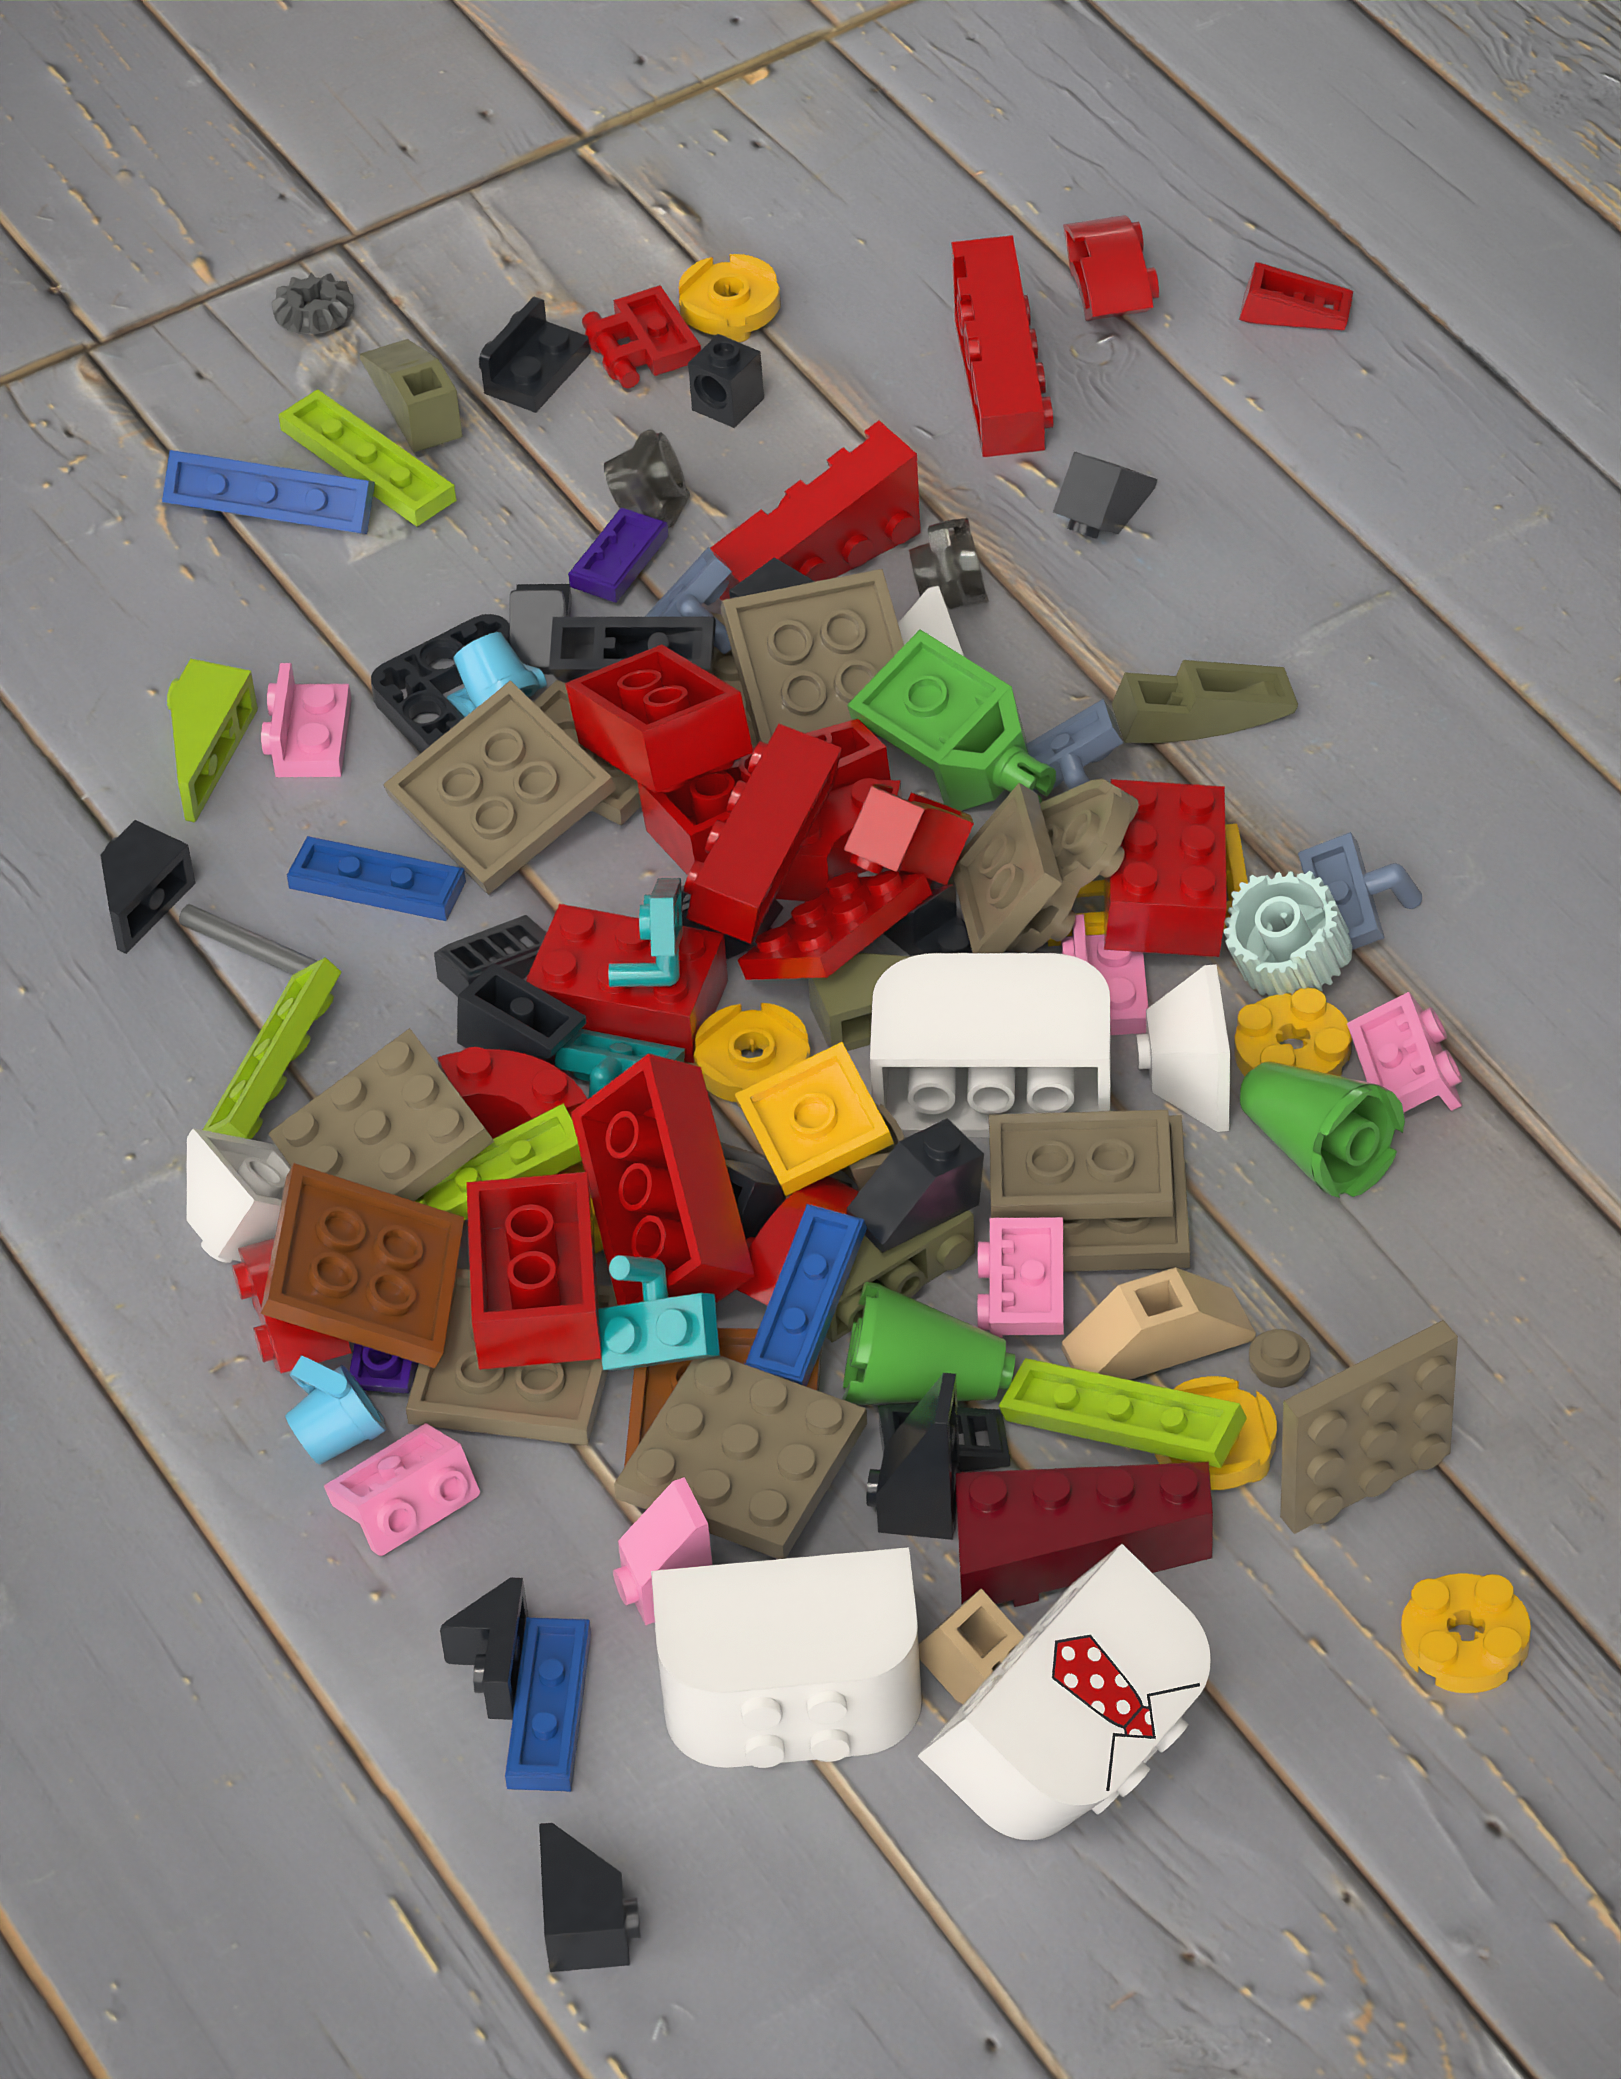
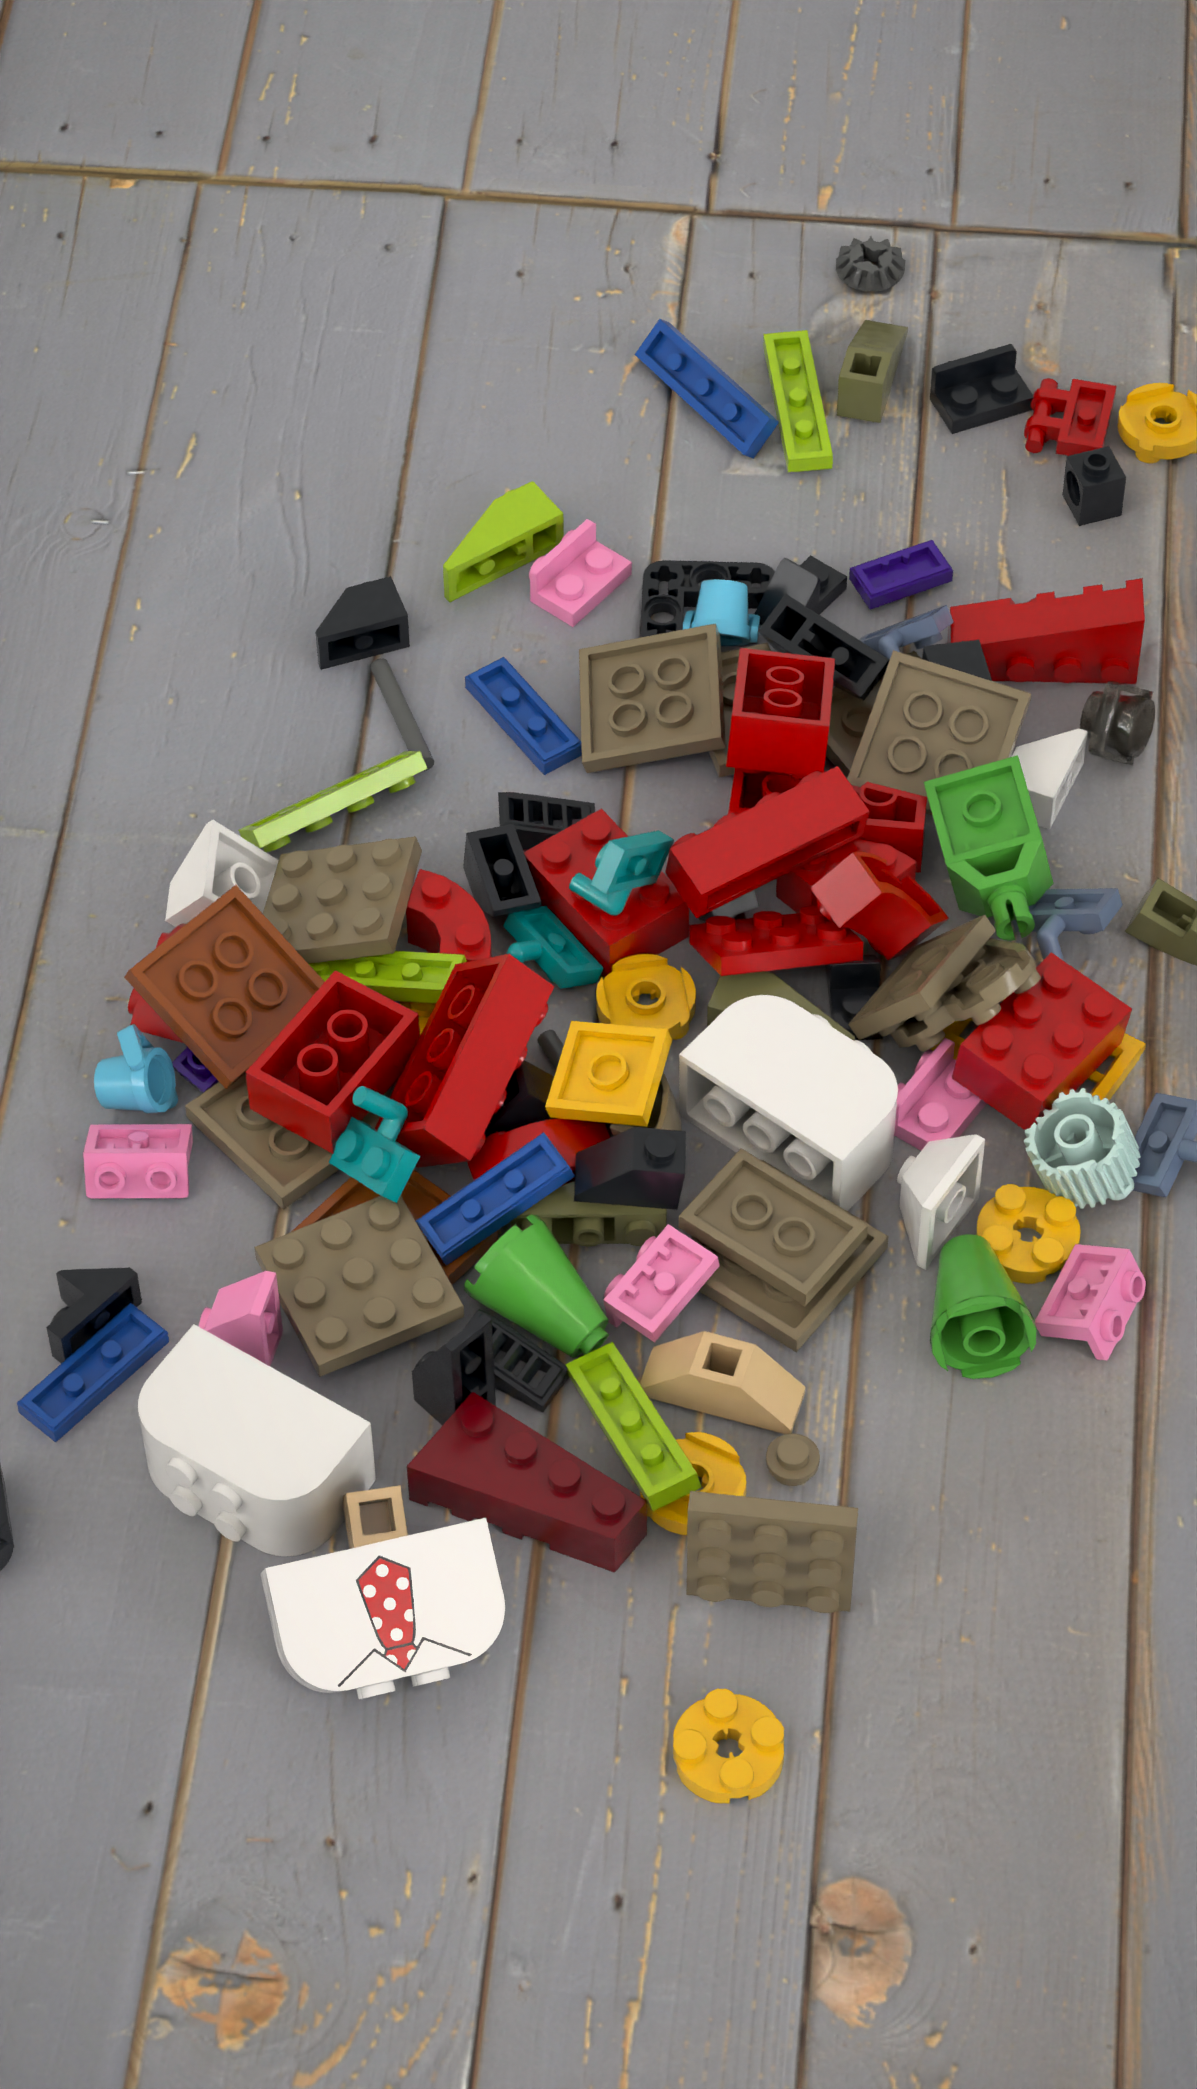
camera: 35 degrees right, 5 degrees up
(647, 476) = (970, 525): clear smoke piece -> none

